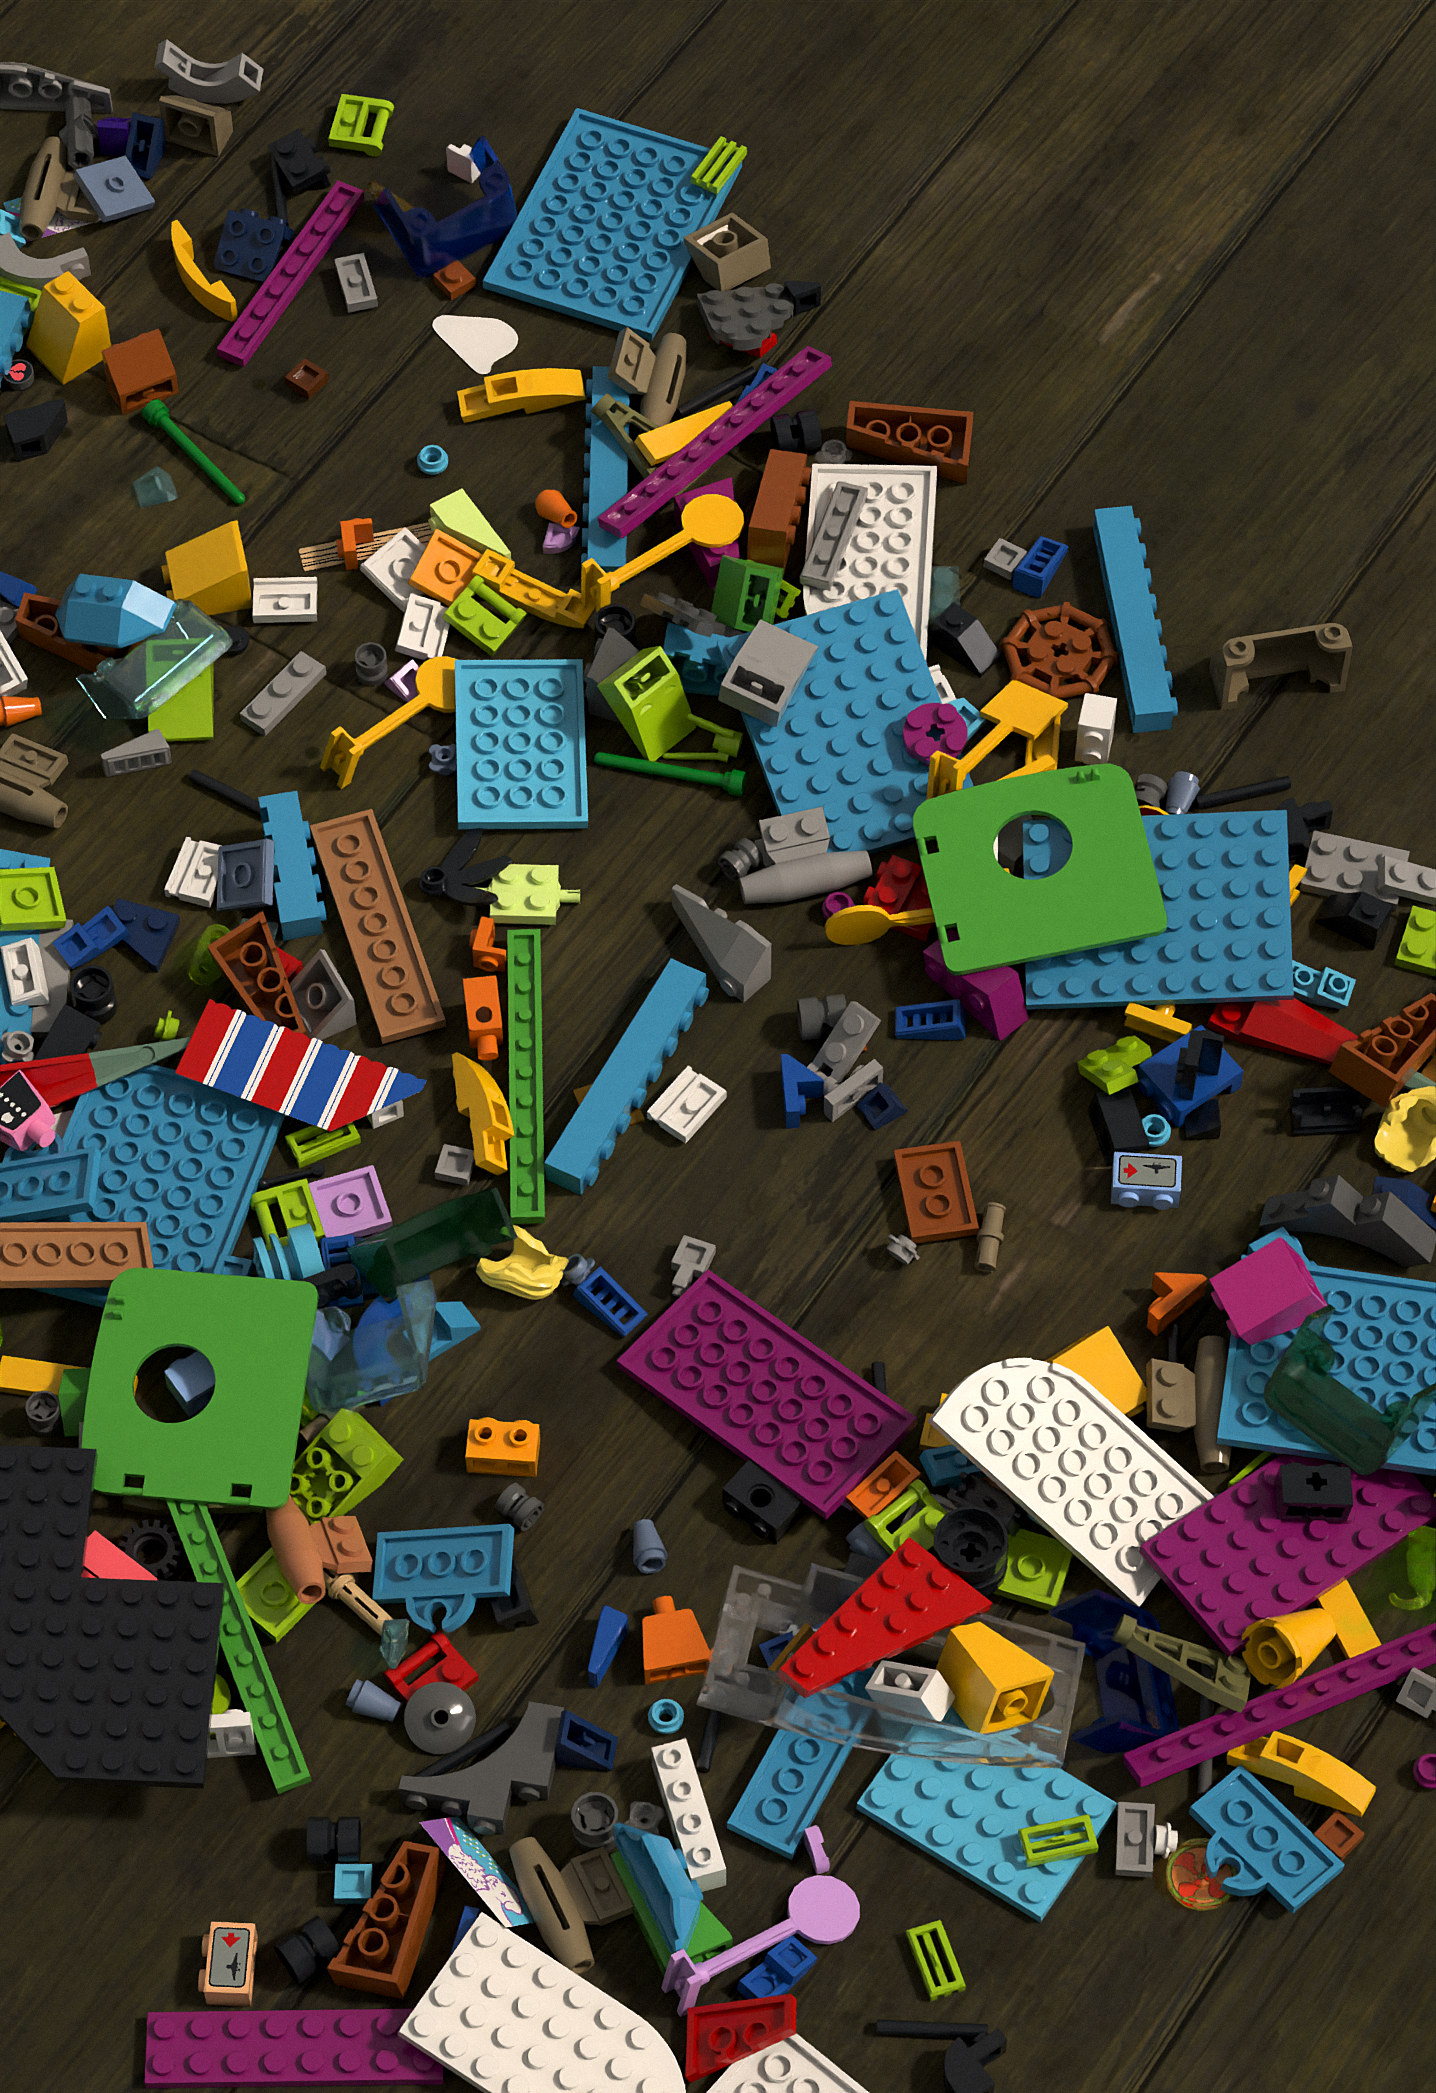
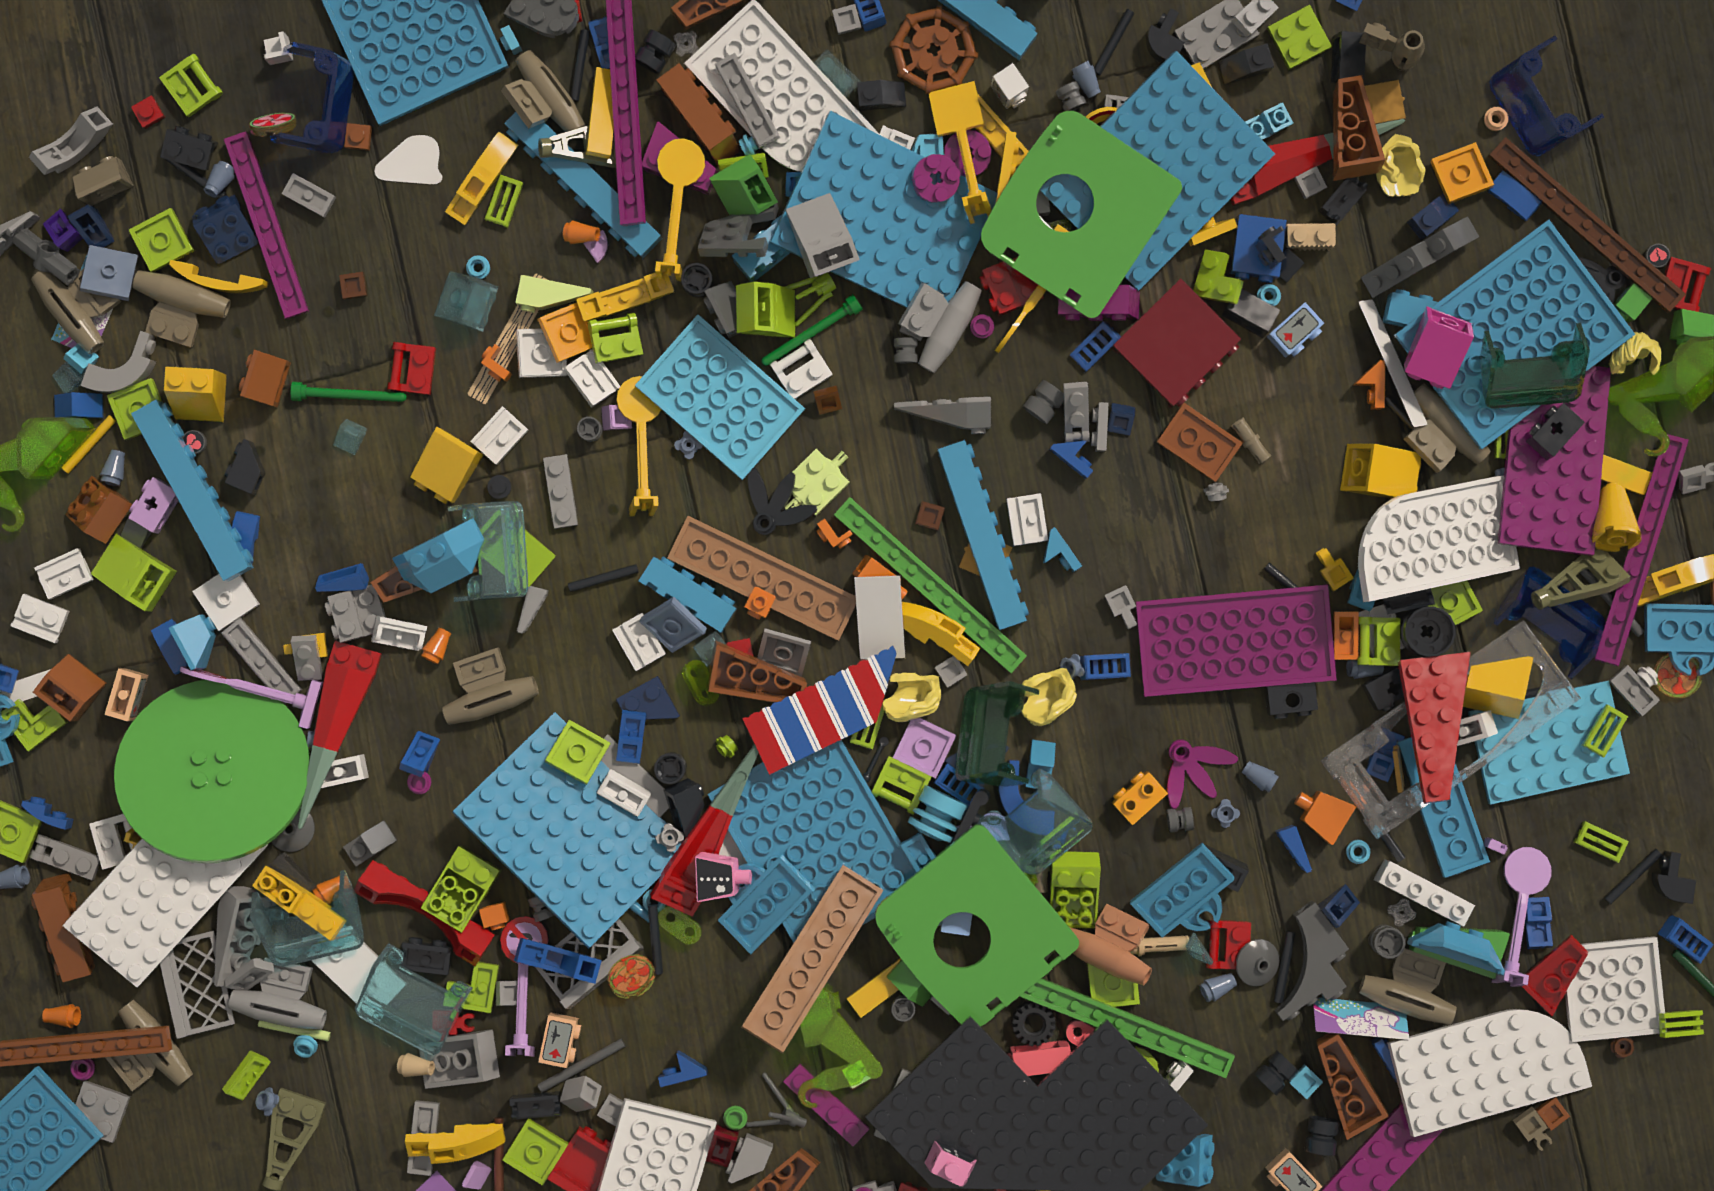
camera: 50 degrees left, 30 degrees up
(144, 261) = (178, 306): none -> dark tan plate
(146, 1835) = (1192, 1164): none -> dark azure bracket
(192, 204) = (161, 240): none -> lime plate
(280, 492) = (419, 370): none -> red plate
(296, 204) = (219, 178): none -> sand blue cone
(300, 114) = (148, 112): none -> red plate
(344, 932) = (759, 603): none -> orange bracket
(390, 475) = (466, 301): none -> clear light blue slope
(398, 1152) = (913, 698): none -> light yellow hair
(447, 1042) = (879, 615): none -> white sticker
(522, 437) = (497, 220): none -> lime tile
(572, 1539) = (1225, 806): none -> sand blue plate
(588, 1484) = (1188, 761): none -> magenta plant
(597, 1020) = (929, 515): none -> reddish brown tile
(617, 834) = (827, 400): none -> reddish brown plate
(621, 802) = (804, 377): none -> white plate
(678, 316) = (509, 40): none -> medium azure plate
(685, 1154) = (1057, 545): none -> dark azure slope
(792, 573) = (748, 145): none -> medium azure plate
(1008, 751) = (980, 148): none -> magenta plate
(1012, 1085) = (1177, 343): none -> dark red panel
(1203, 1308) = (1393, 363): none -> white sticker
(1252, 1112) = (1310, 236): none -> tan brick
(1306, 1070) = (1310, 182): none -> light grey plate

